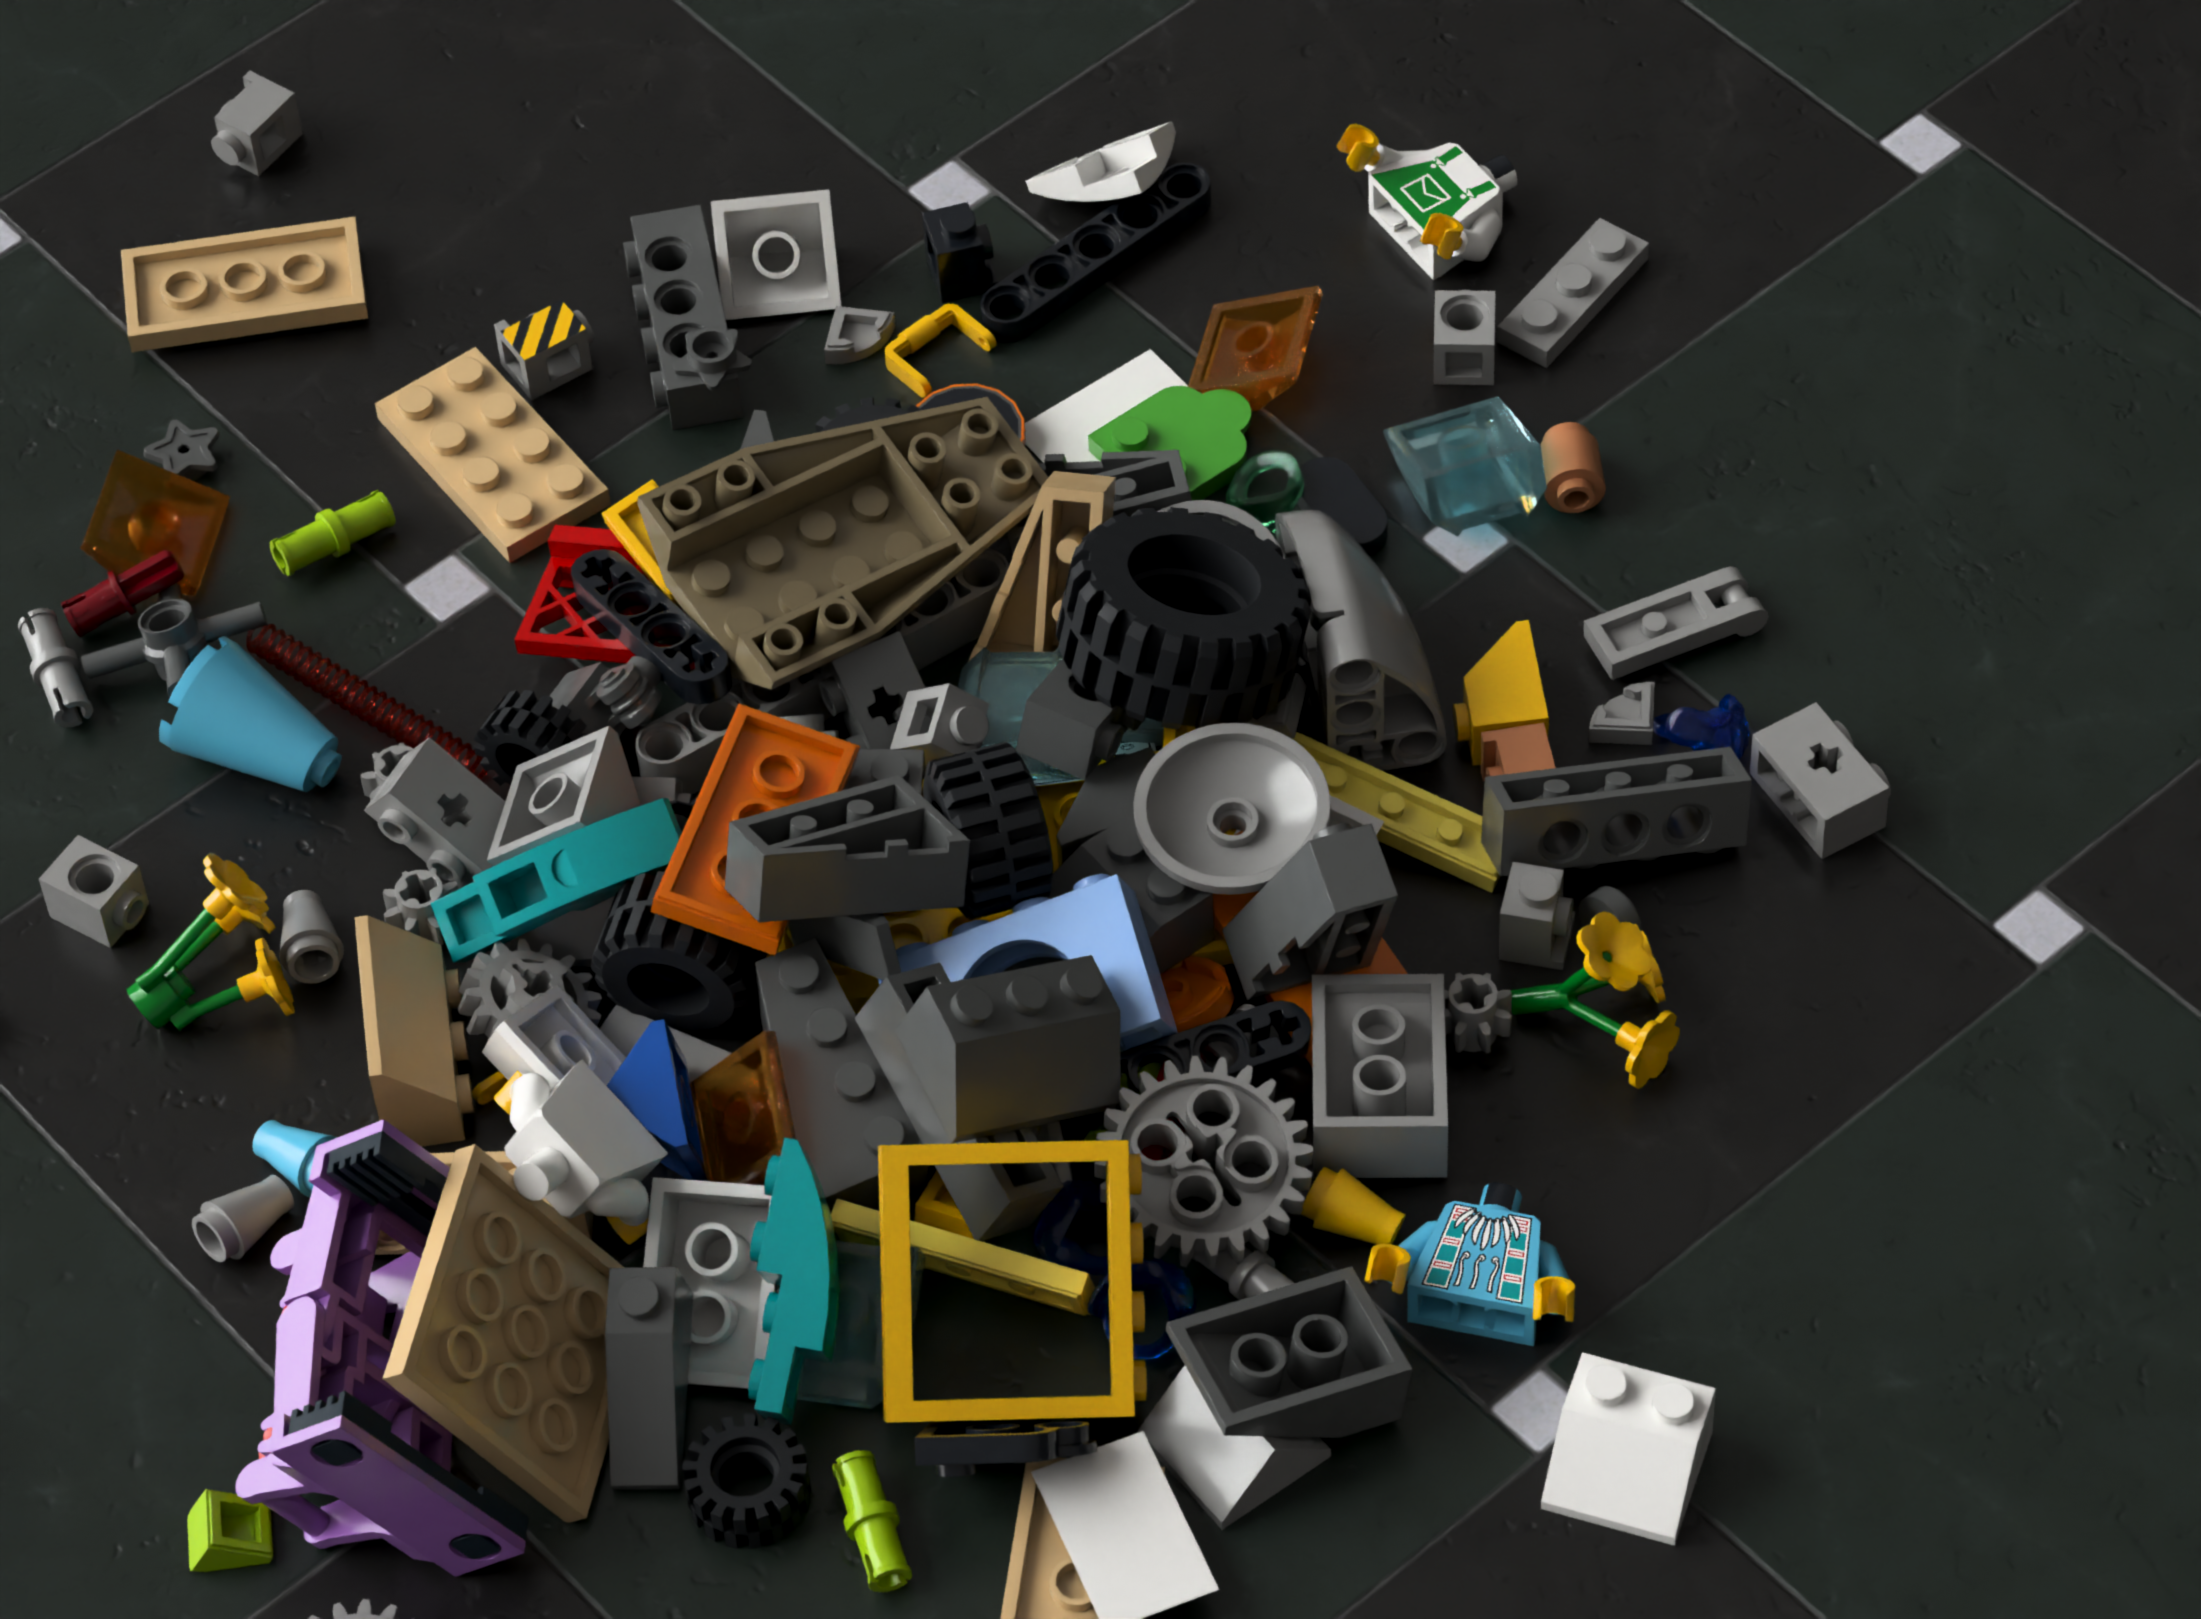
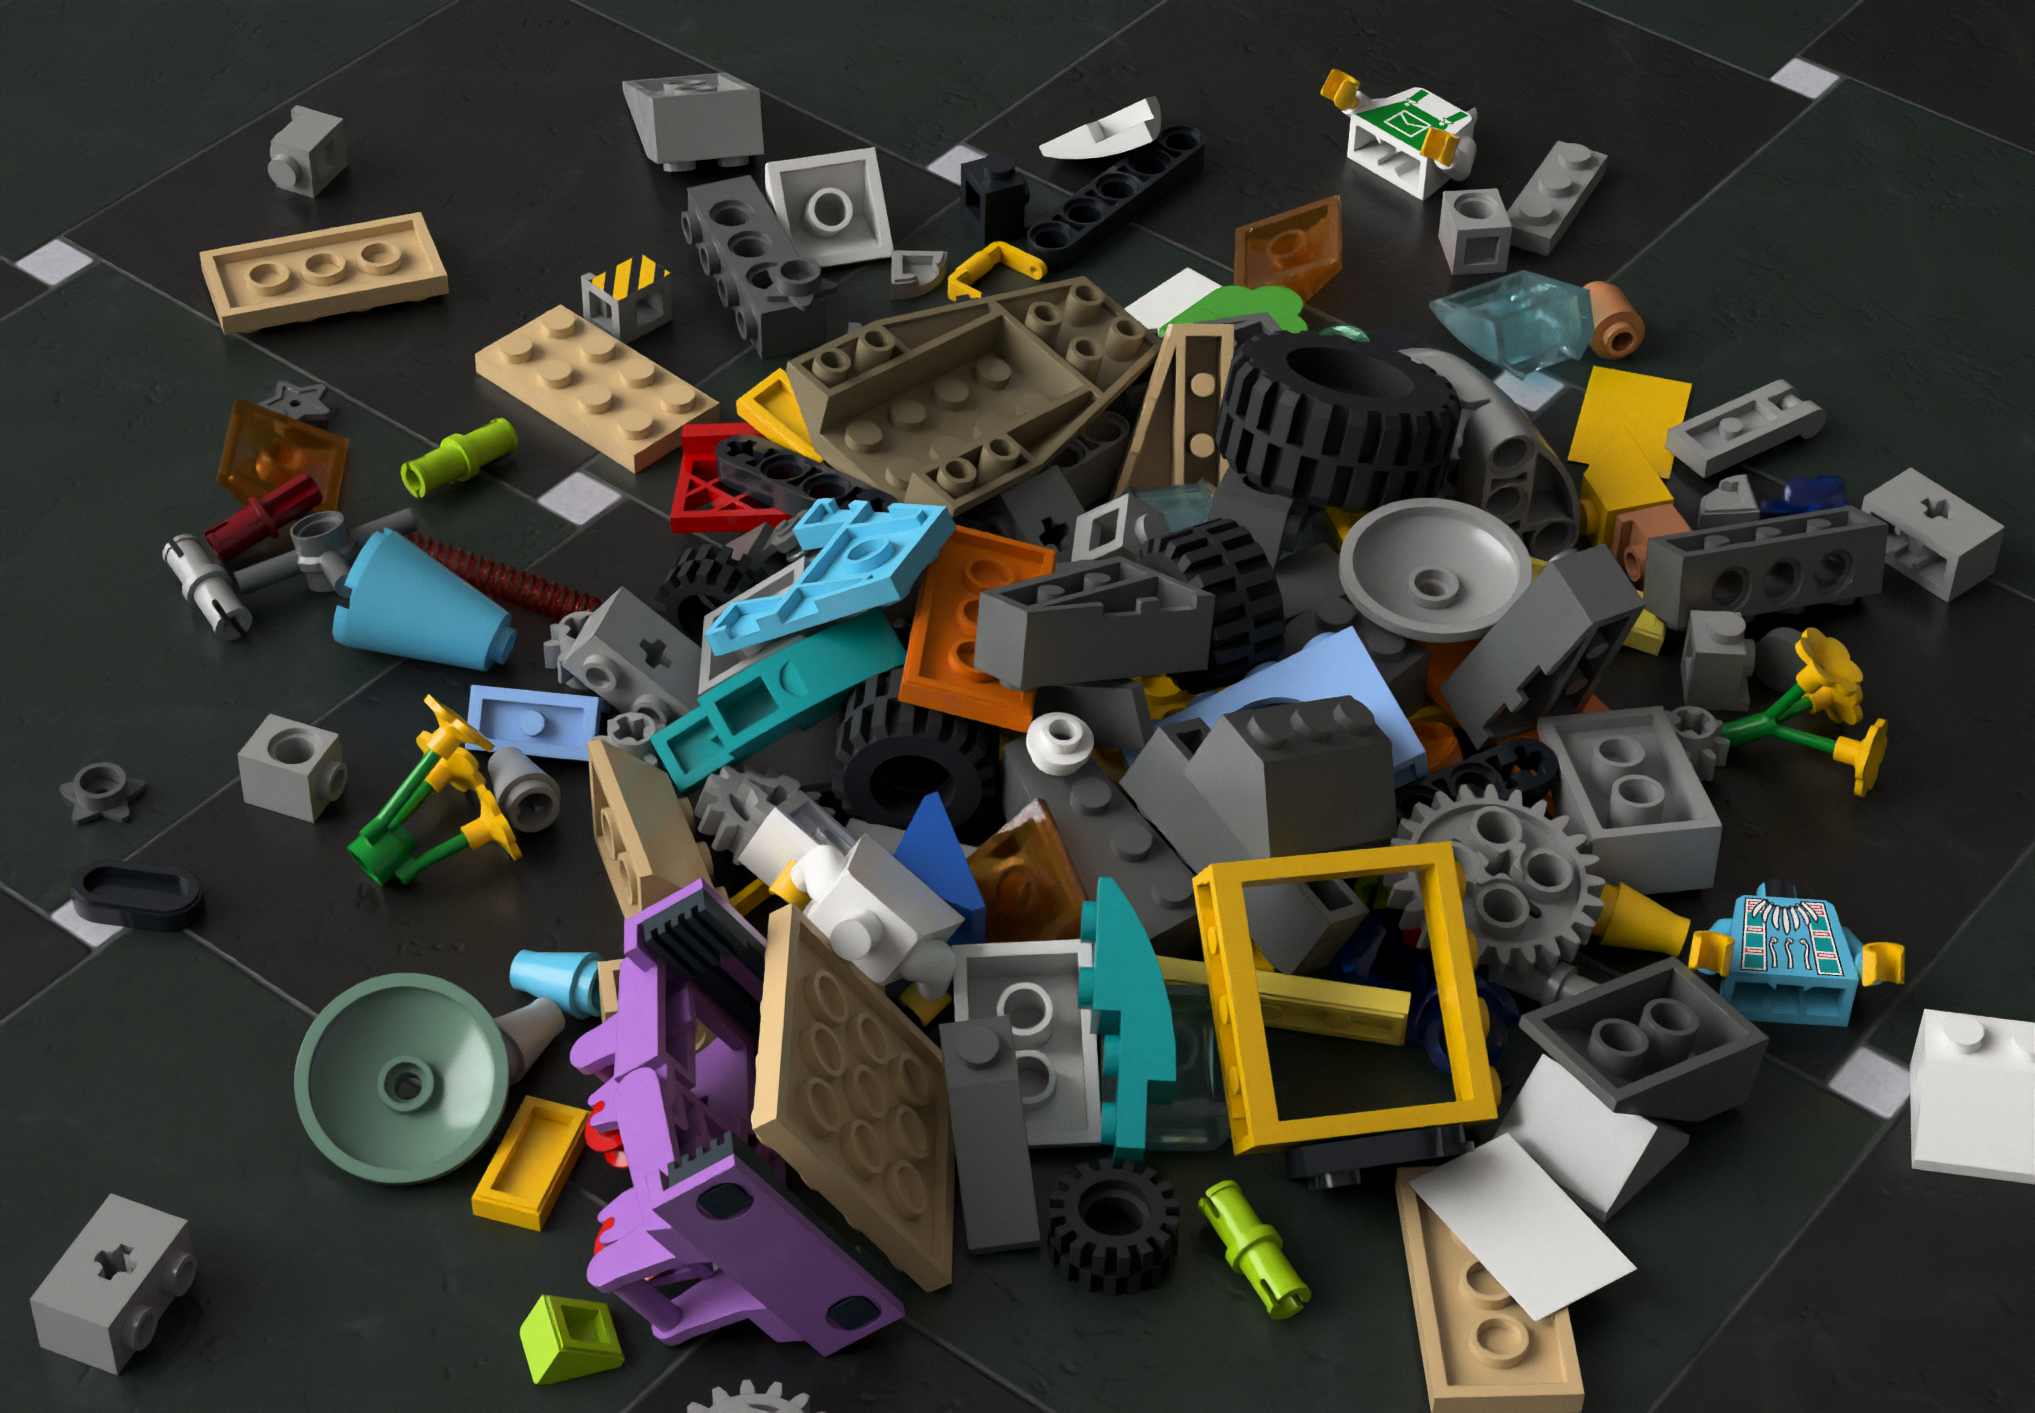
camera: 15 degrees left, 10 degrees down
(82, 1243) = (375, 1041): none -> sand green dish
(230, 1348) = (532, 1164): none -> yellow tile
(335, 859) = (536, 721): none -> light blue panel
(643, 763) = (863, 565): none -> medium azure wing
(669, 109) = (696, 119): none -> light grey slope
(801, 987) = (1059, 743): none -> white plate
(1560, 586) = (1632, 400): none -> yellow sticker

